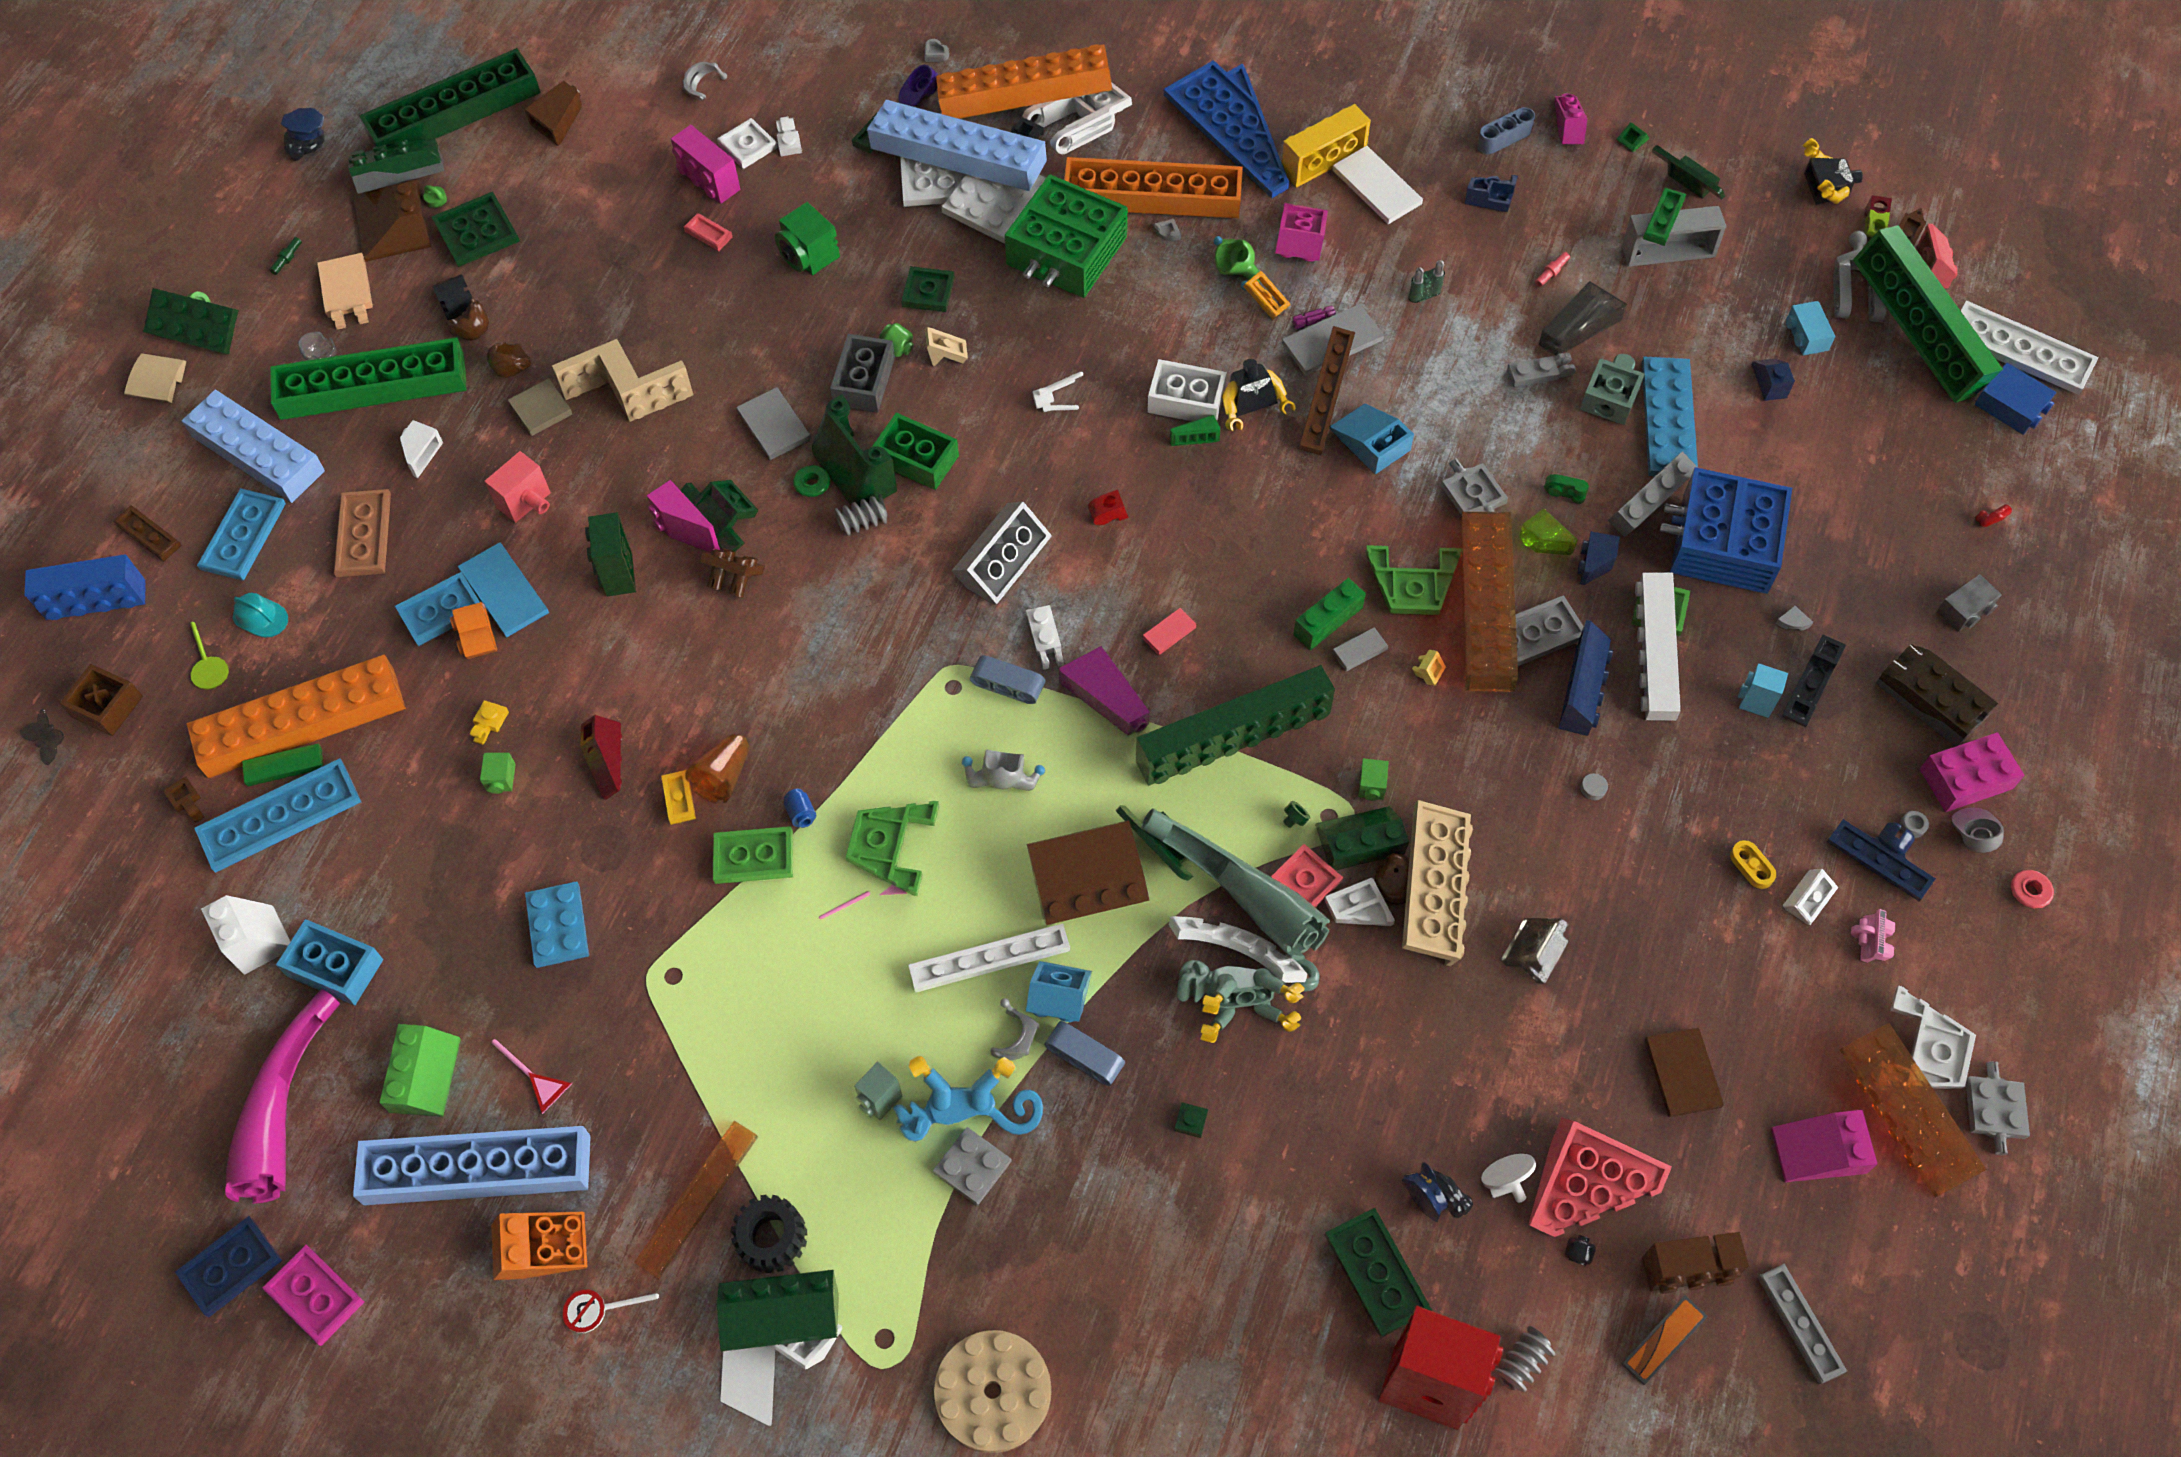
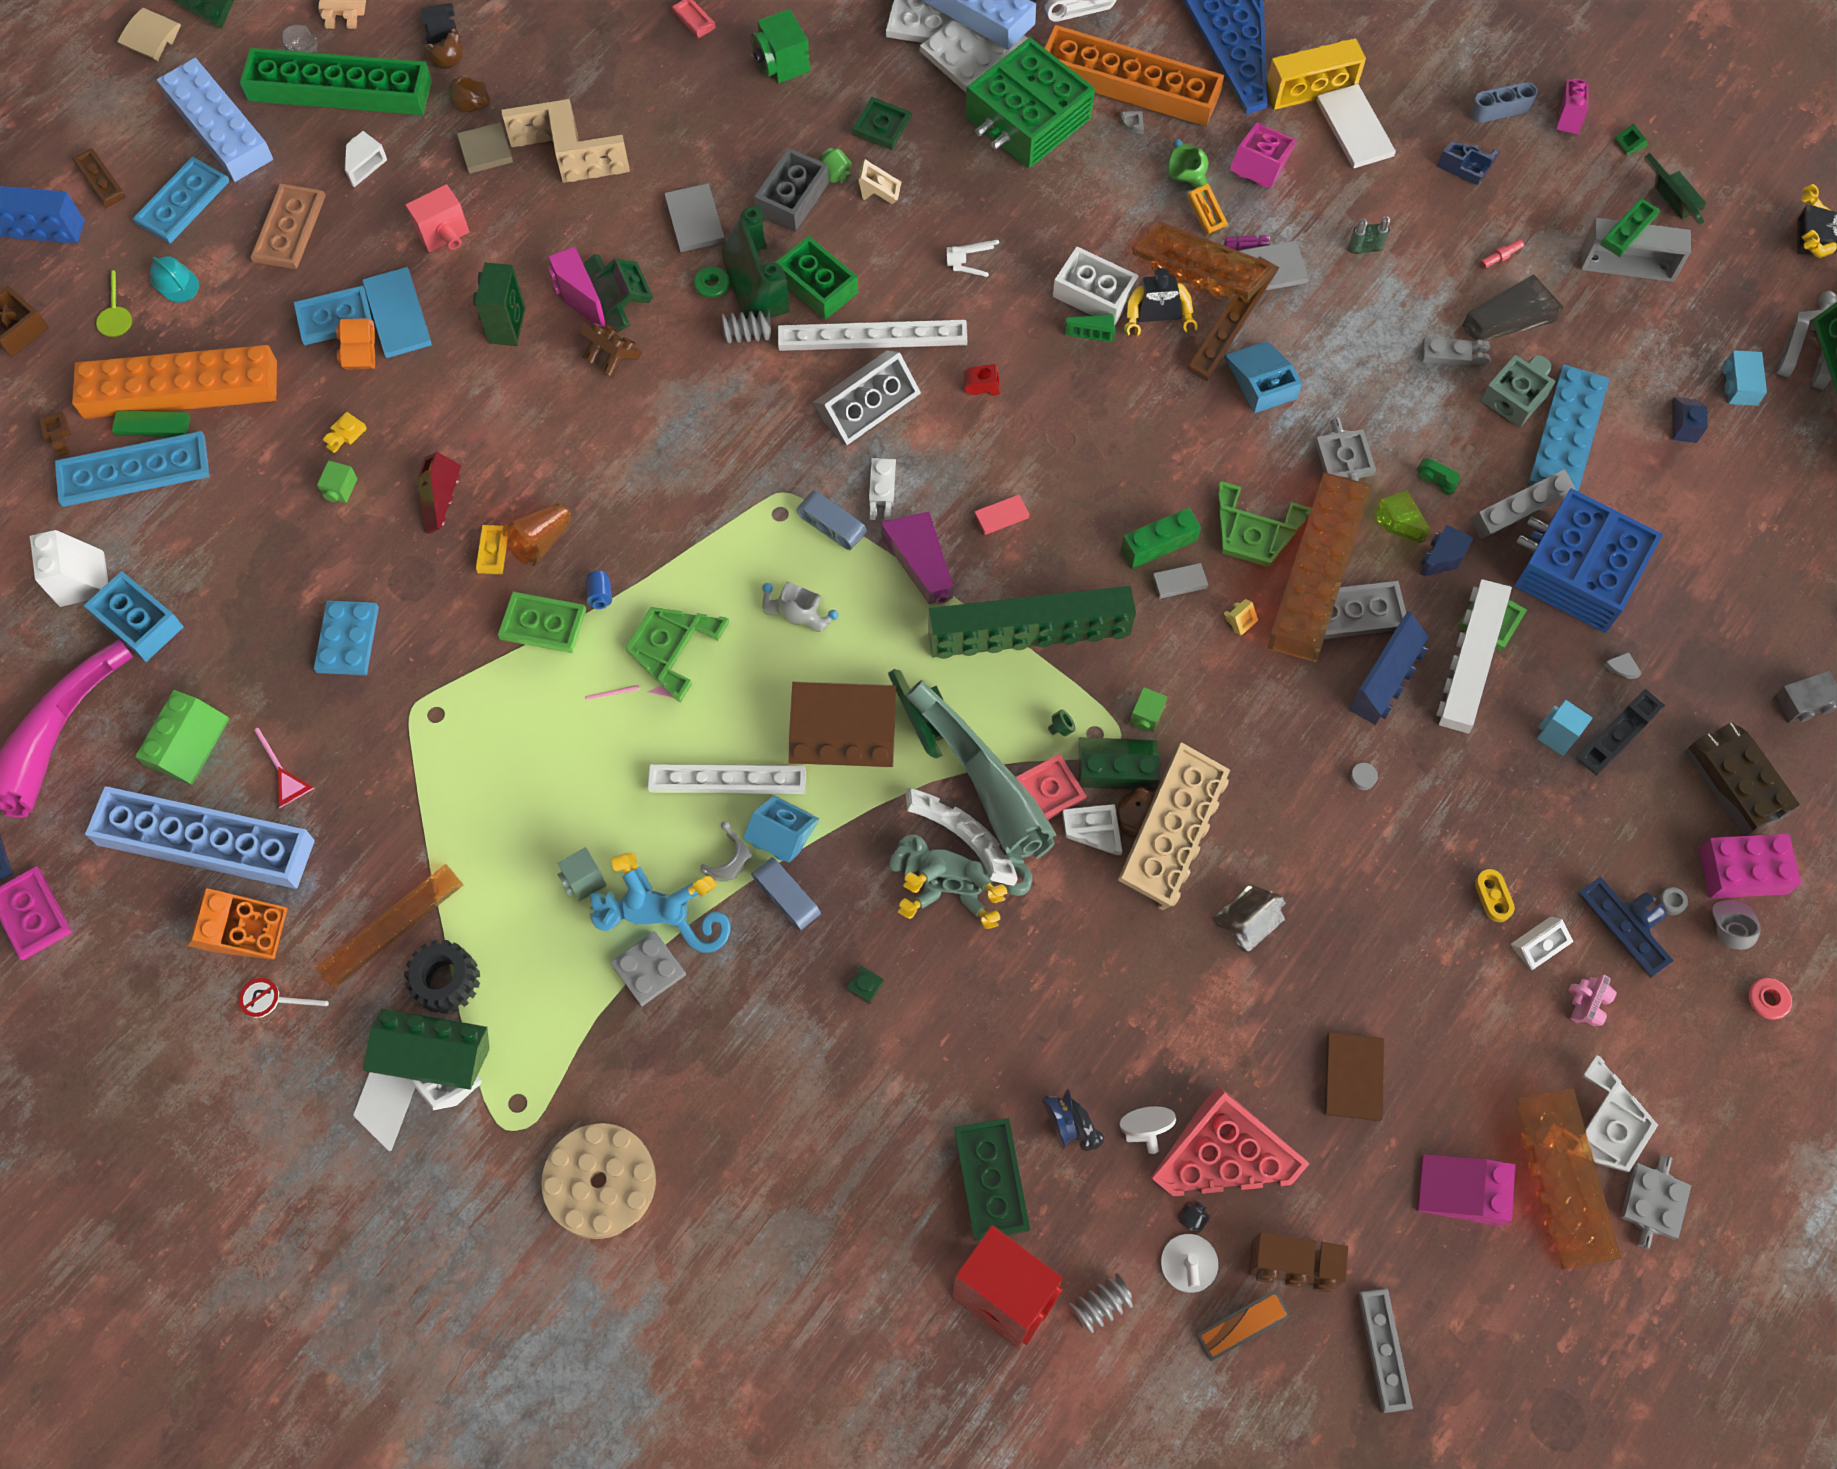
camera: 15 degrees right, 5 degrees up
(986, 492) = (872, 335): none -> white plate
(1282, 345) = (1203, 262): none -> clear orange plate
(1591, 1297) = (1189, 1263): none -> white shield

